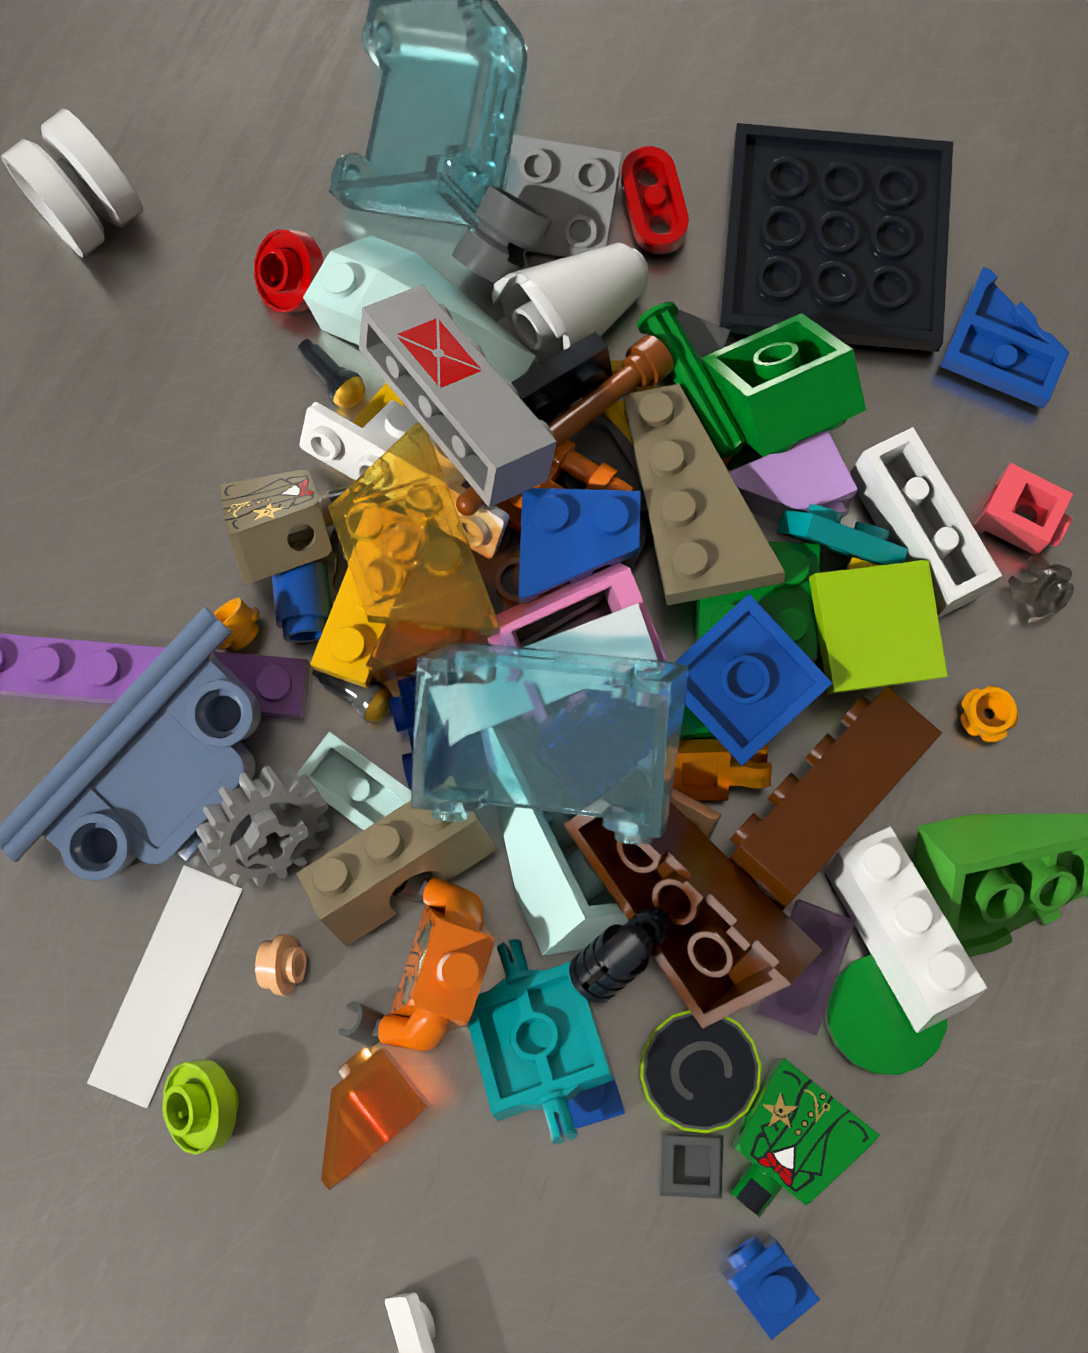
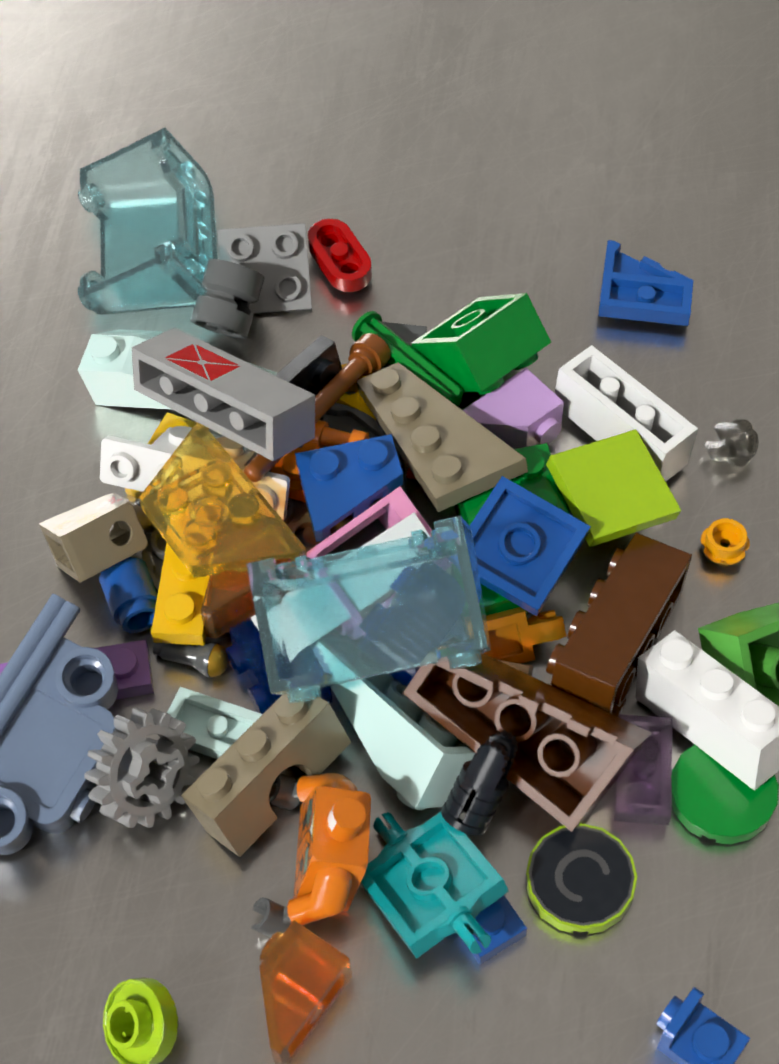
camera: 15 degrees left, 20 degrees down
(164, 987) = (81, 943): white sticker -> none
(240, 621) = (82, 628): light orange plate -> none
(280, 964) = (184, 885): light nougat plate -> none
(286, 268) = (56, 362): red plate -> none
(342, 385) = (106, 426): black piece -> none
(570, 297) = (286, 326): white cone -> none
(691, 1164) = (598, 959): dark grey tile -> none
(795, 1139) = (682, 906): green torso -> none
(823, 527) = (558, 434): teal plate -> none
(840, 233) = (489, 241): black plate -> none
(1032, 495) = (701, 390): coral brick -> none

